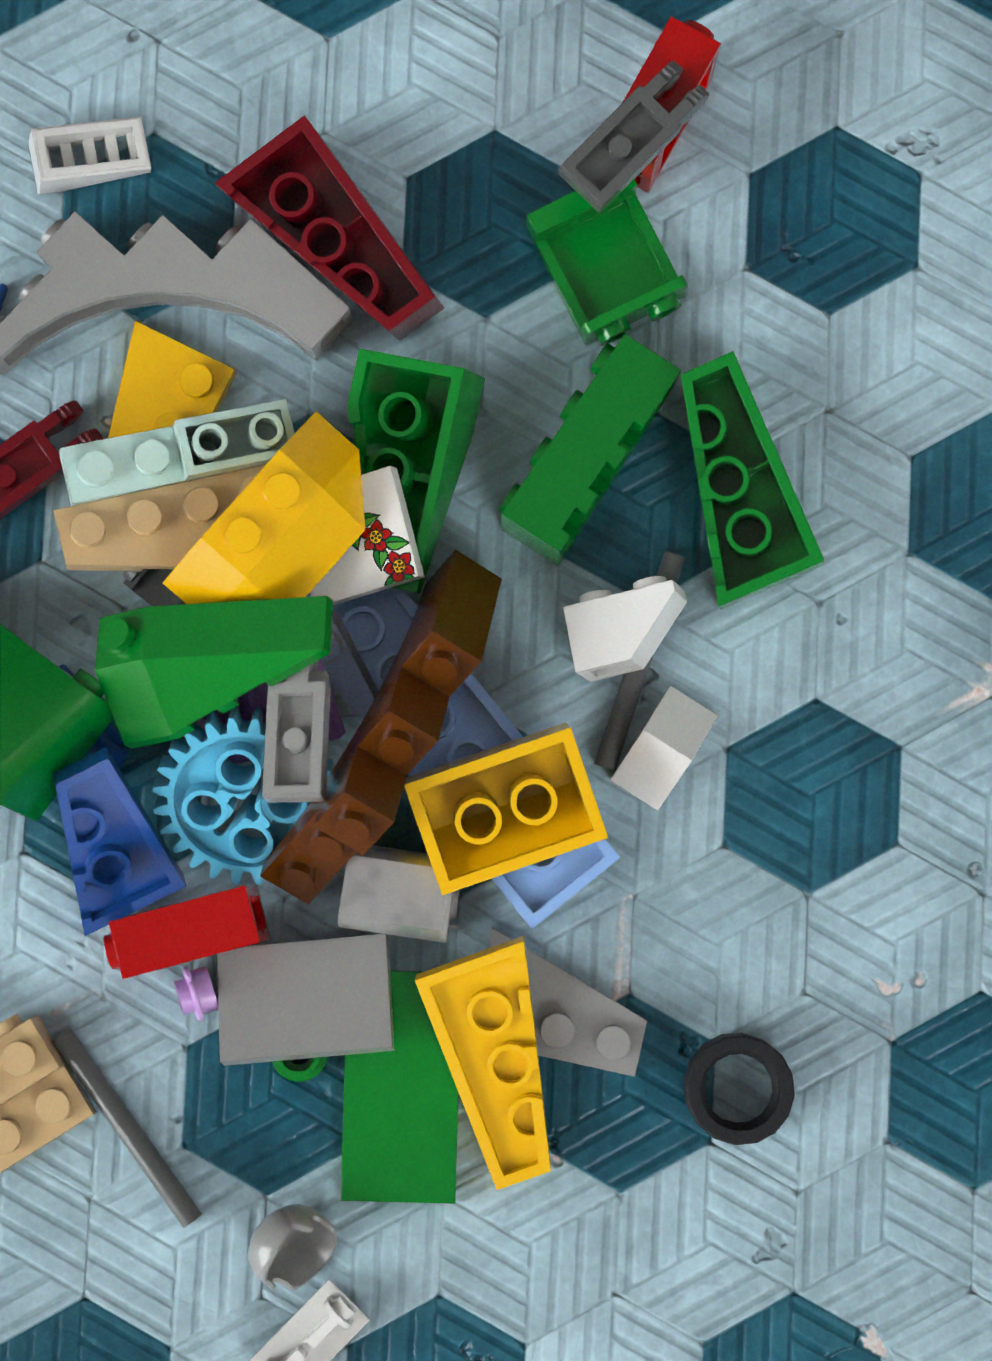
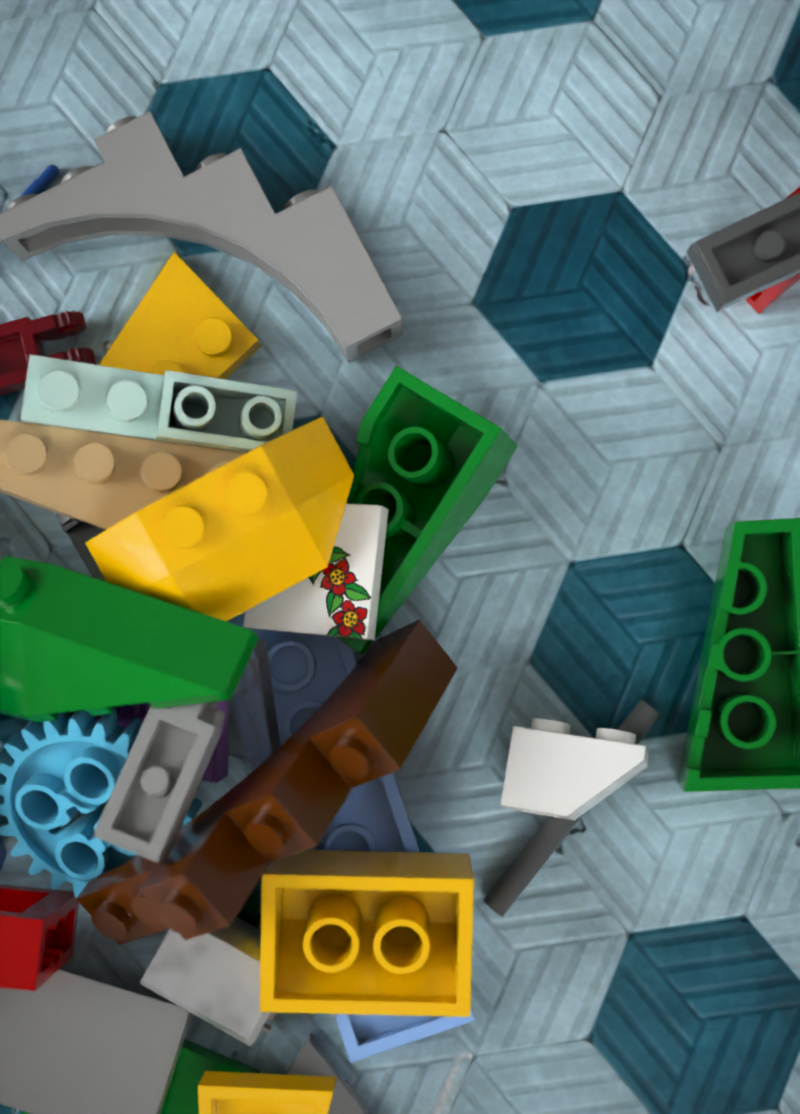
camera: 20 degrees right, 0 degrees up
(85, 134) = (180, 37): white slope -> none
(322, 216) = (408, 208): dark red wedge -> none
(588, 449) = (603, 563): green wedge -> none
(605, 264) = (689, 370): green panel -> none
(664, 748) = (566, 914): white slope -> none

